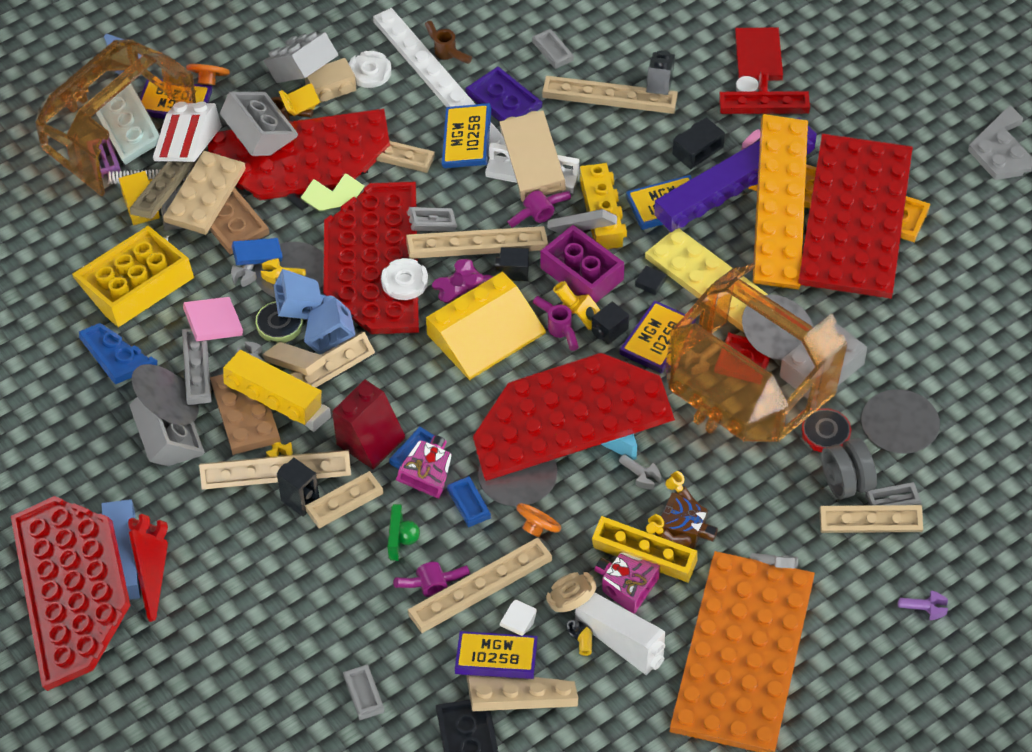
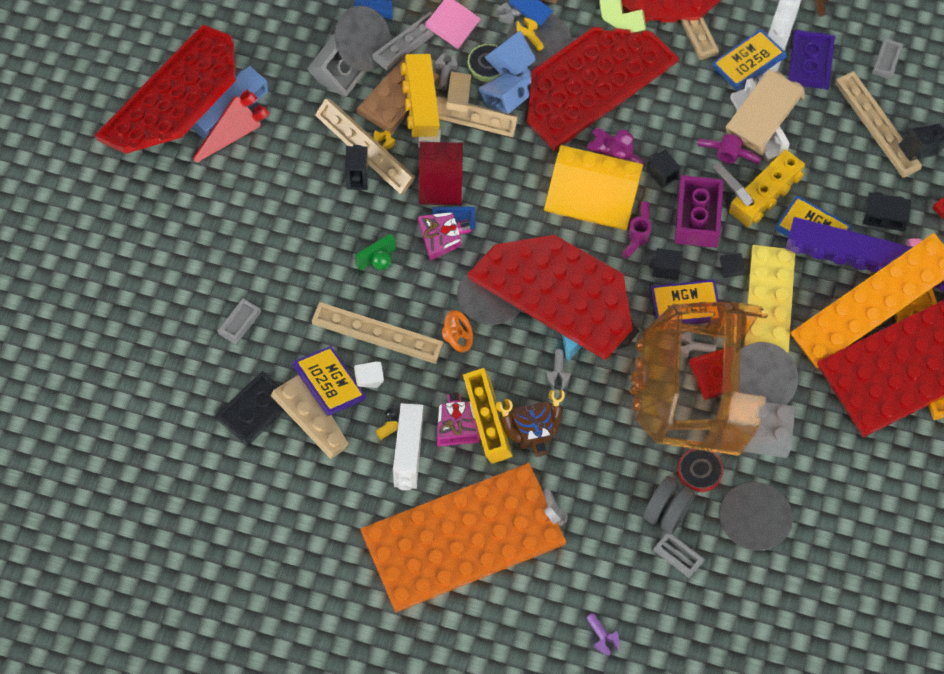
camera: 50 degrees right, 10 degrees up
(344, 499) = (376, 203): tan plate -> none
(404, 279) = (585, 110): white tile -> none
(431, 578) = (356, 299): magenta piece -> none
(434, 222) = (652, 90): light grey tile -> none
(468, 501) = (441, 279): blue tile -> none
(475, 242) = (659, 131): tan plate -> none
(571, 592) = (414, 393): tan tile -> none
(577, 304) = (662, 228): yellow bracket -> none
(871, 519) = (644, 550): tan plate -> none

